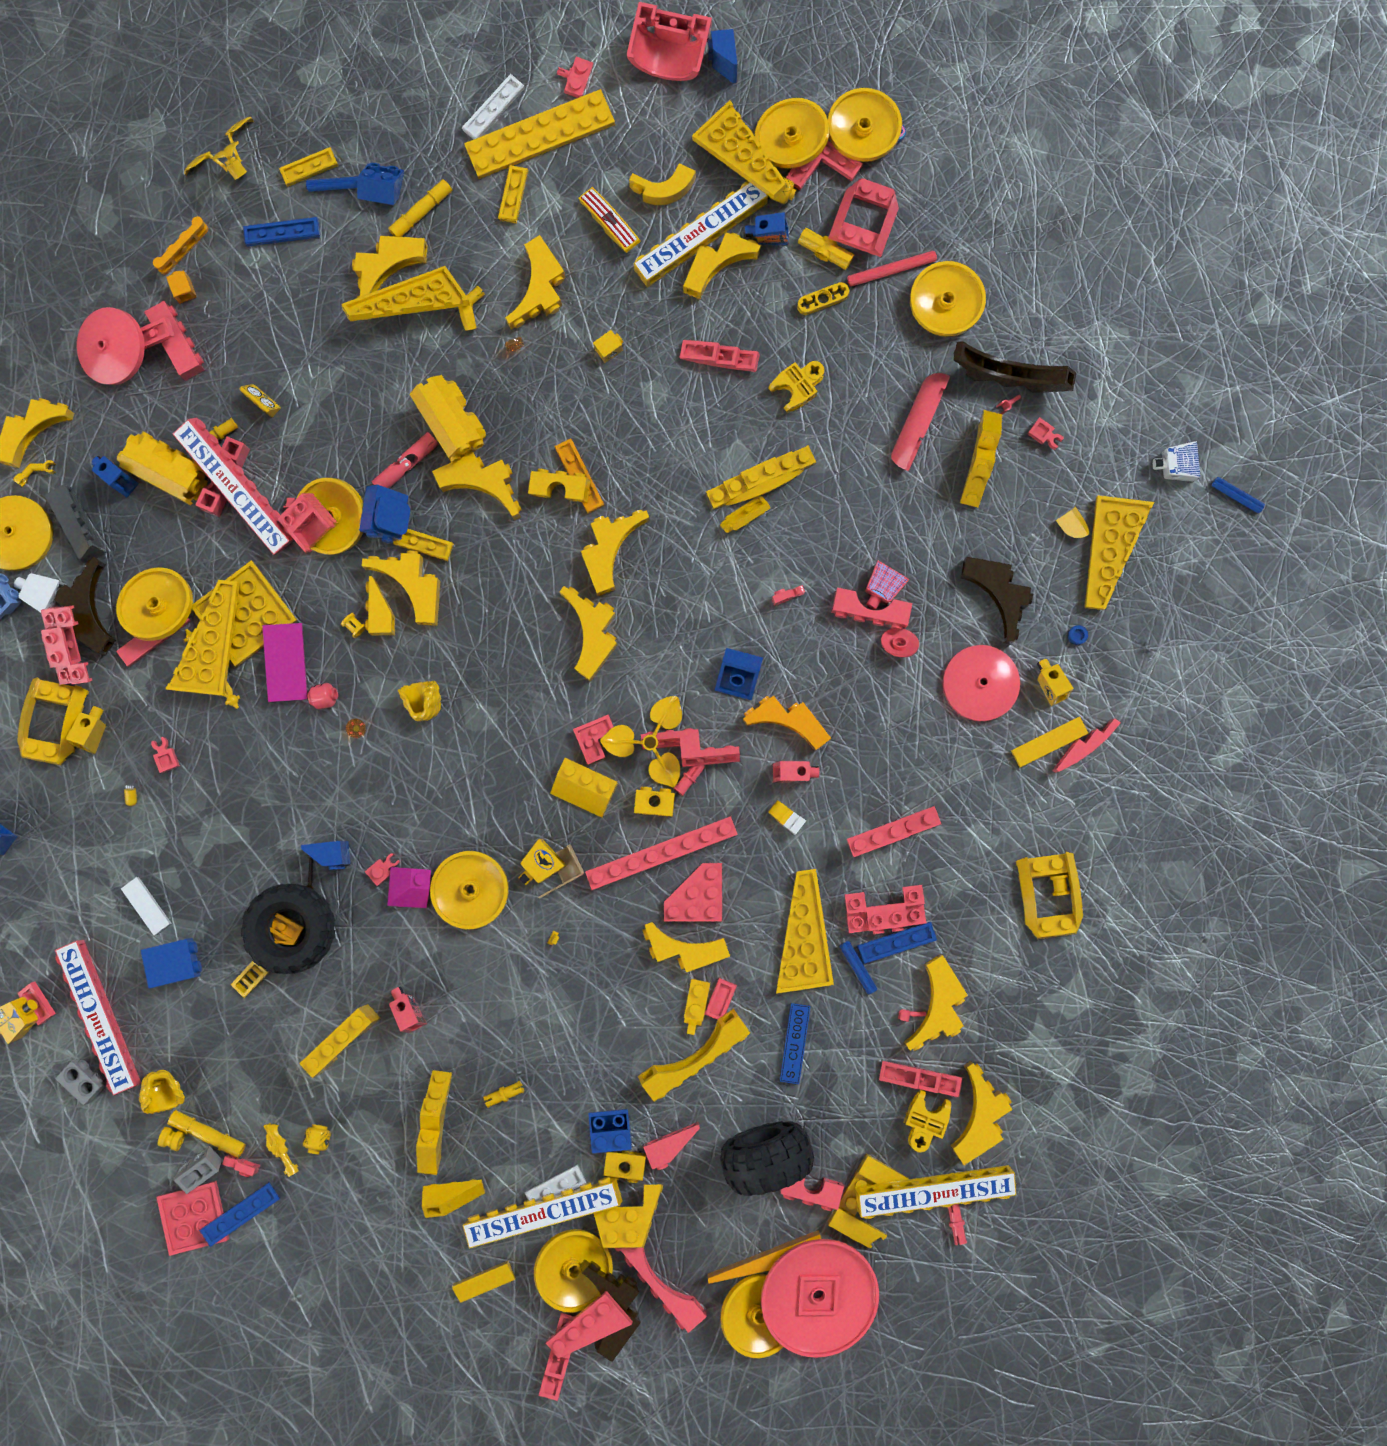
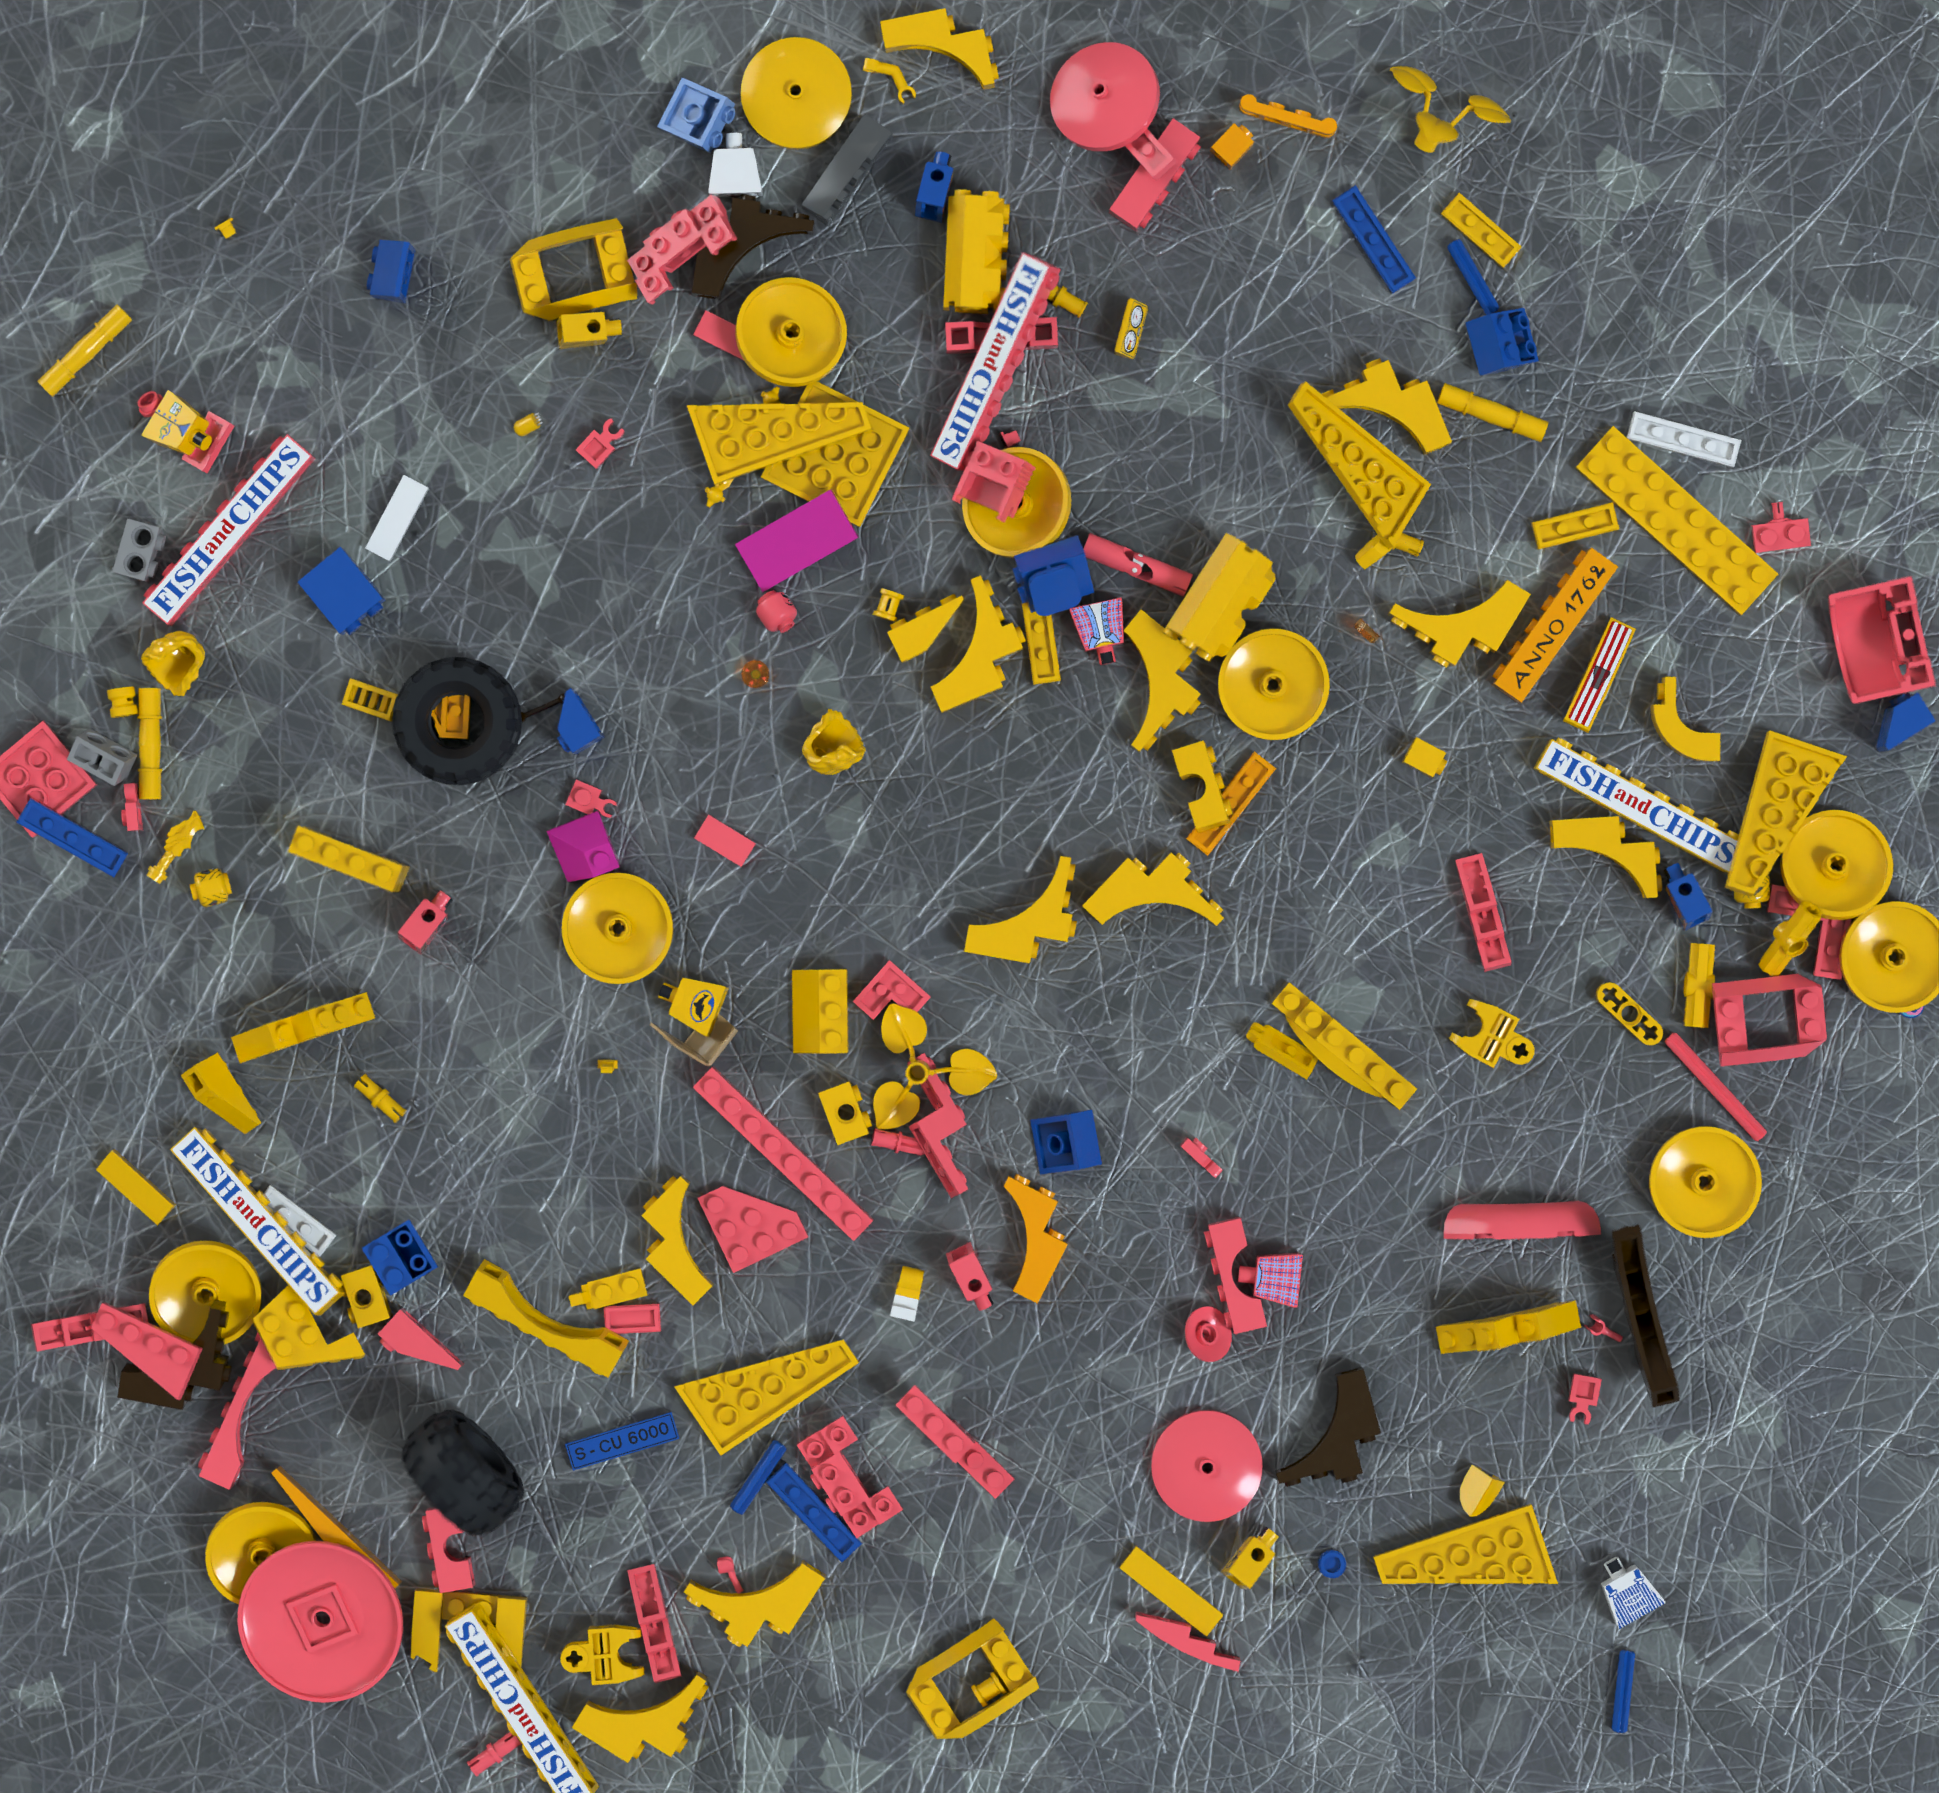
camera: 60 degrees right, 5 degrees up
(431, 503) = (1100, 627): none -> torso
(449, 796) = (725, 840): none -> coral tile
(518, 397) = (1300, 680): none -> yellow dish
(566, 232) = (1554, 625): none -> light orange brick
(823, 178) = (1790, 938): none -> yellow piece

